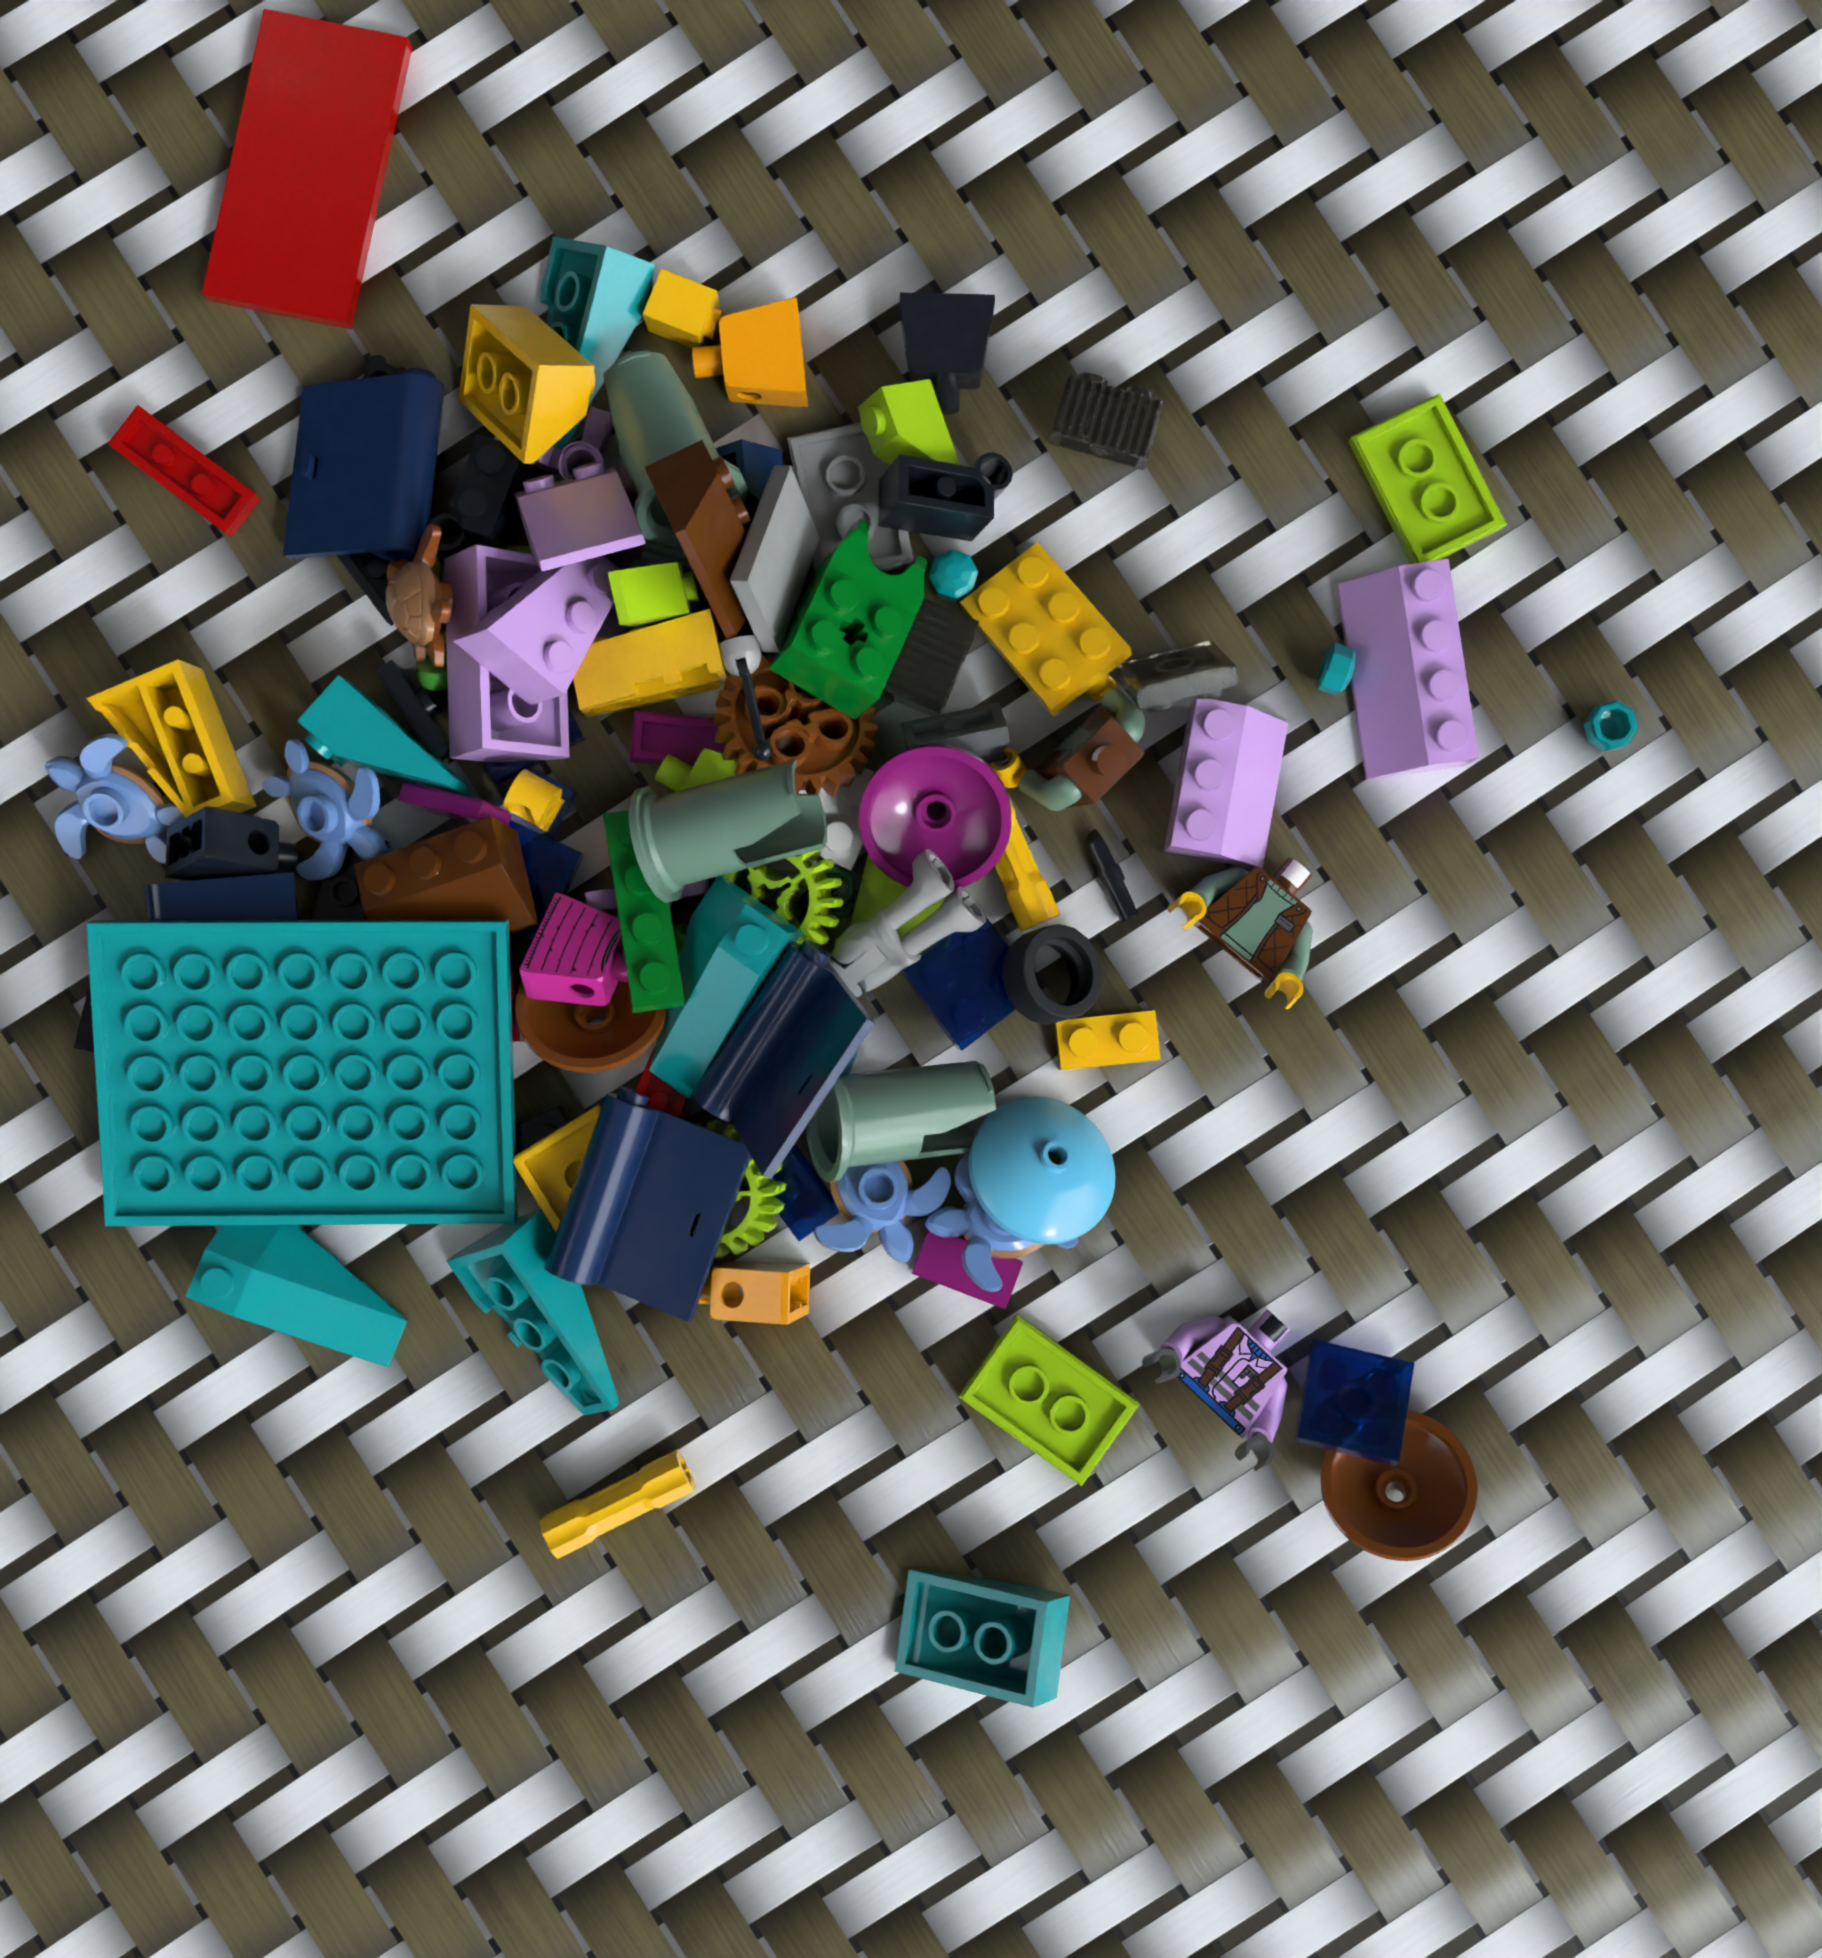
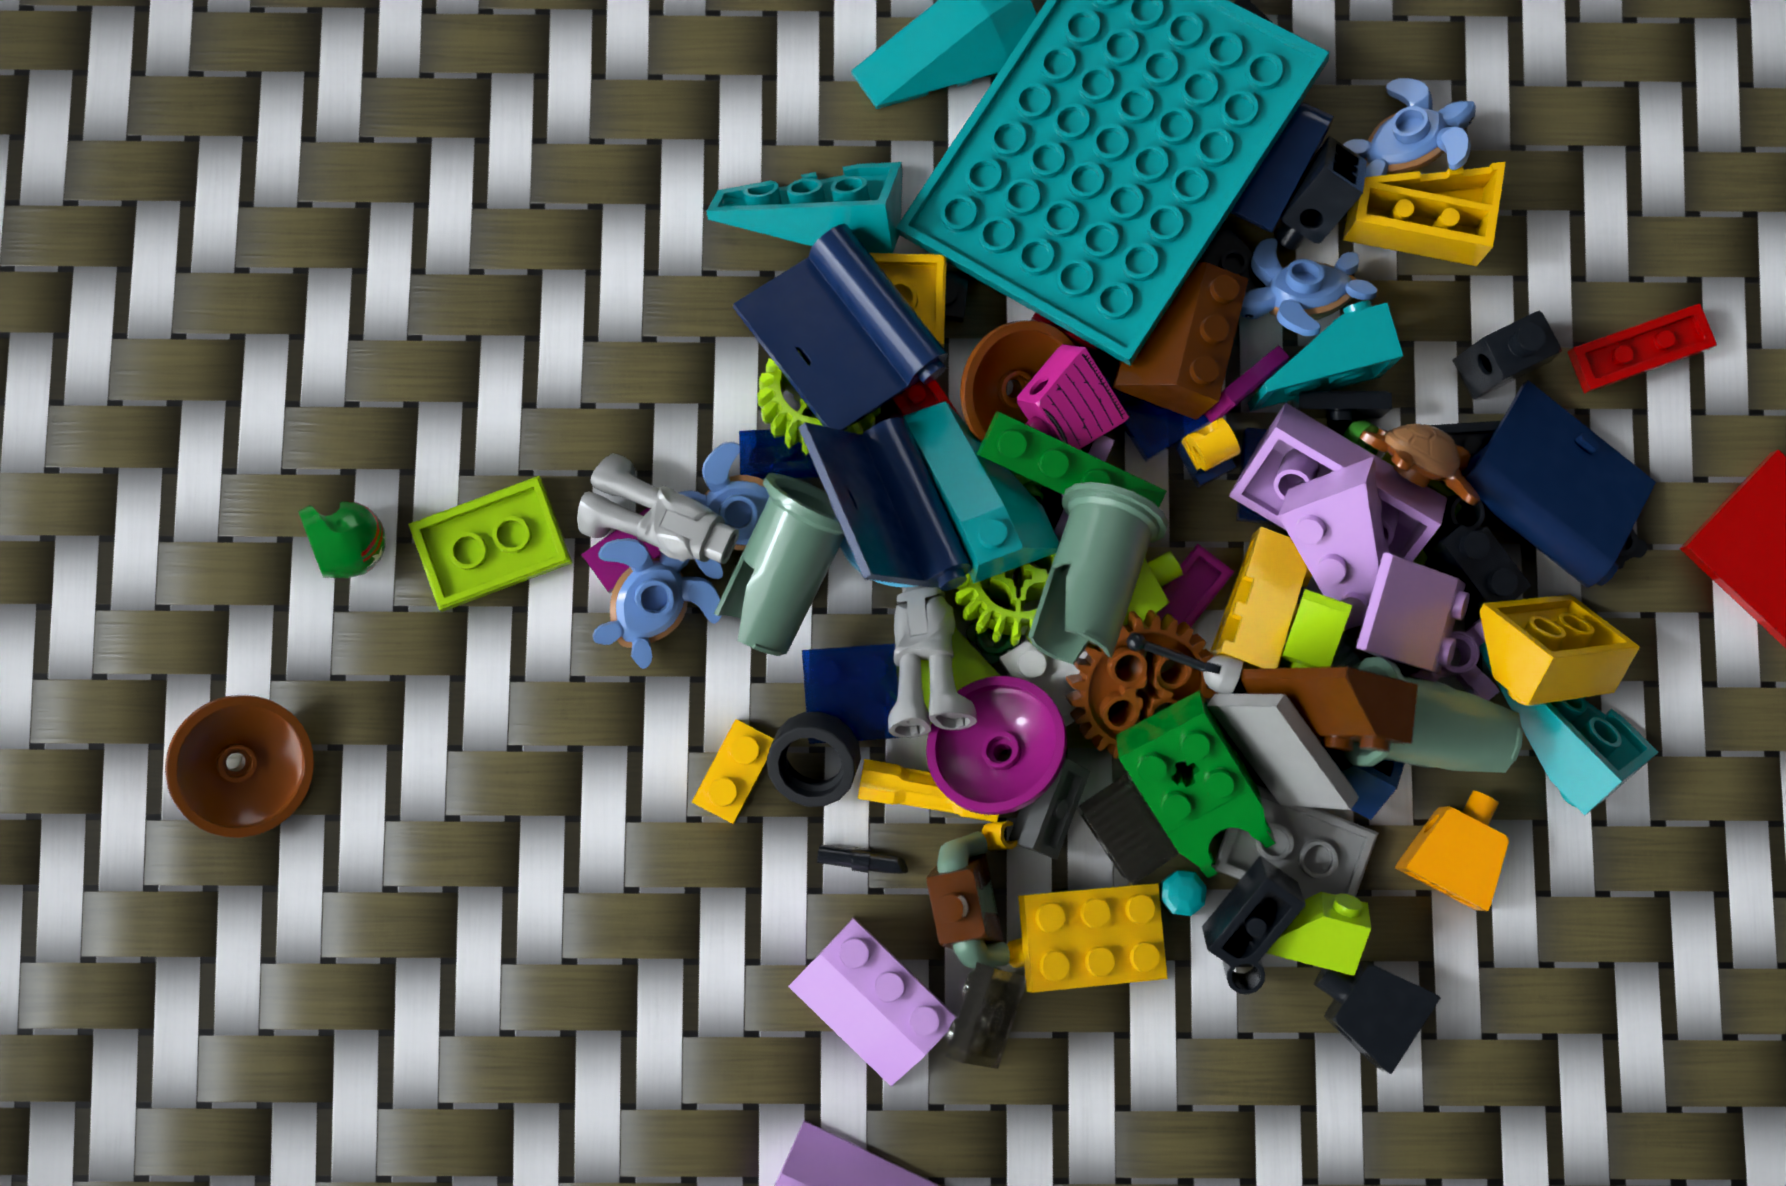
camera: 120 degrees right, 5 degrees down
(269, 584) = (1512, 352): none -> black torso
(616, 1504) = (630, 200): yellow axle -> none
(683, 310) = (1534, 815): yellow brick -> none
(771, 1292) = (720, 375): light orange torso -> none
(926, 1239) = (674, 523): none -> light grey piece
(983, 1636) = (348, 376): teal slope -> none
(1023, 1186) = (661, 624): medium azure dish -> none
(1107, 420) = (1231, 1101): clear smoke brick -> none
(1137, 1529) = (346, 541): none -> green helmet
(1231, 1375) = (412, 693): torso -> none
(1256, 922) = (748, 950): torso -> none
(1336, 669) = (908, 1154): teal tile -> none
(1354, 1402) = (325, 775): clear blue plate -> none

